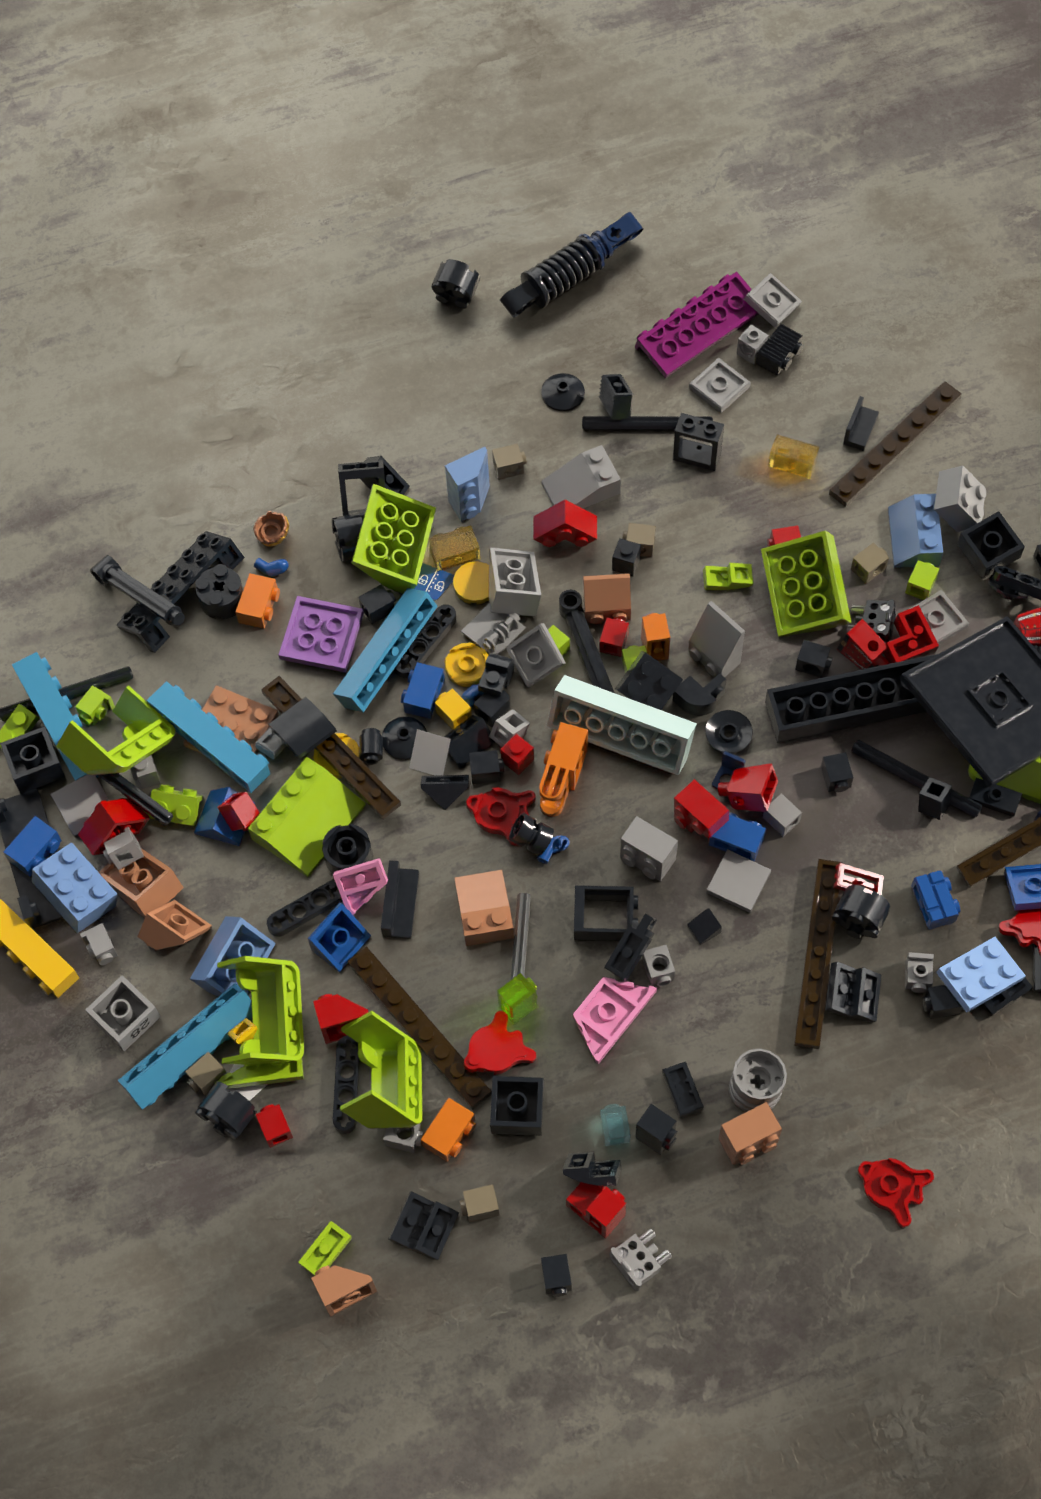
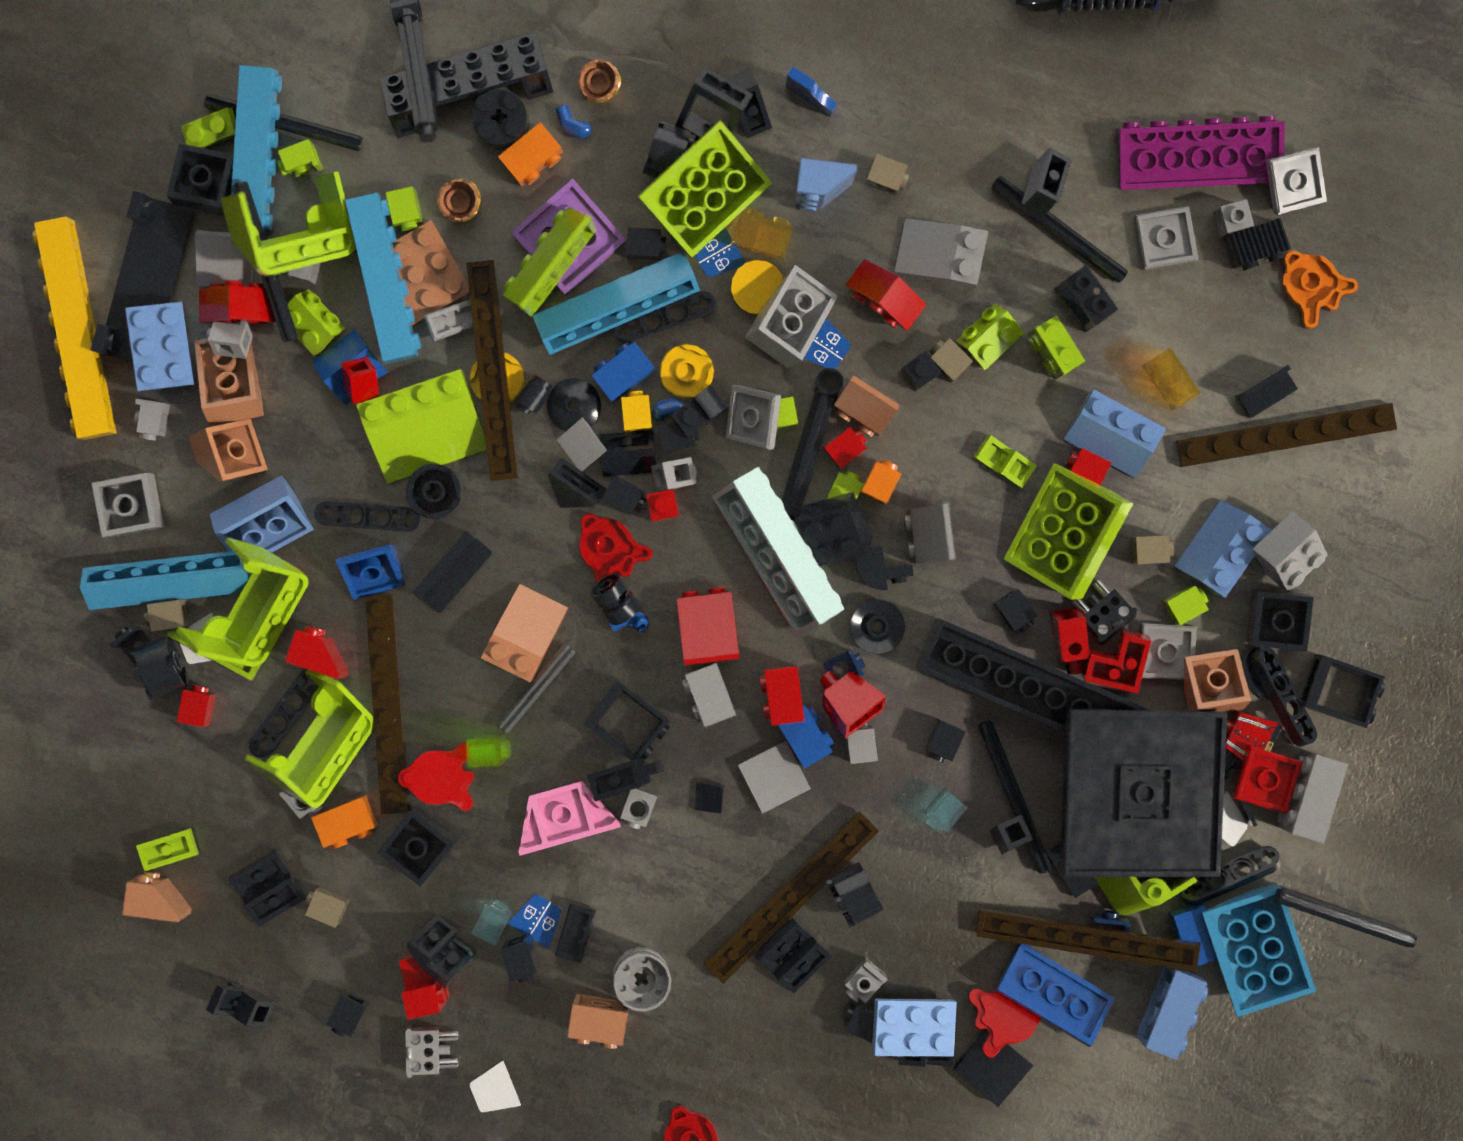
camera: 30 degrees right, 25 degrees up
(32, 845) = (147, 275): blue brick -> none
(185, 1113) = (127, 638): none -> black bracket
(193, 686) = (404, 208): none -> lime brick
(227, 658) = (459, 200): none -> nougat hair
(243, 1031) = (221, 603): yellow slope -> none
(302, 727) = (475, 337): black slope -> none
(319, 645) = (550, 261): none -> lime slope
(360, 883) = (422, 535): bright pink wing -> none
(415, 444) = (810, 91): none -> blue tile
(468, 1326) = (241, 1003): none -> black brick
(493, 630) = (735, 355): light grey hinge -> none
(551, 588) = (828, 347): none -> blue sticker
(559, 398) = (994, 137): black dish -> none
(562, 767) = (691, 553): orange brick -> none
(611, 809) = (707, 626): none -> slope
(642, 1097) = (538, 918): none -> blue sticker
(655, 508) = (990, 336): none -> lime bracket
(702, 489) = (1055, 347): none -> lime bracket
(713, 1256) = (494, 1090): none -> white sticker
(784, 507) = (1114, 433): none -> medium blue slope
(836, 351) = (1312, 284): none -> orange tile
(840, 877) = (865, 845): tile -> none
(876, 817) = (944, 811): none -> clear light blue brick
(935, 899) = (934, 926): blue brick -> none
(983, 607) = (1215, 682): none -> nougat slope

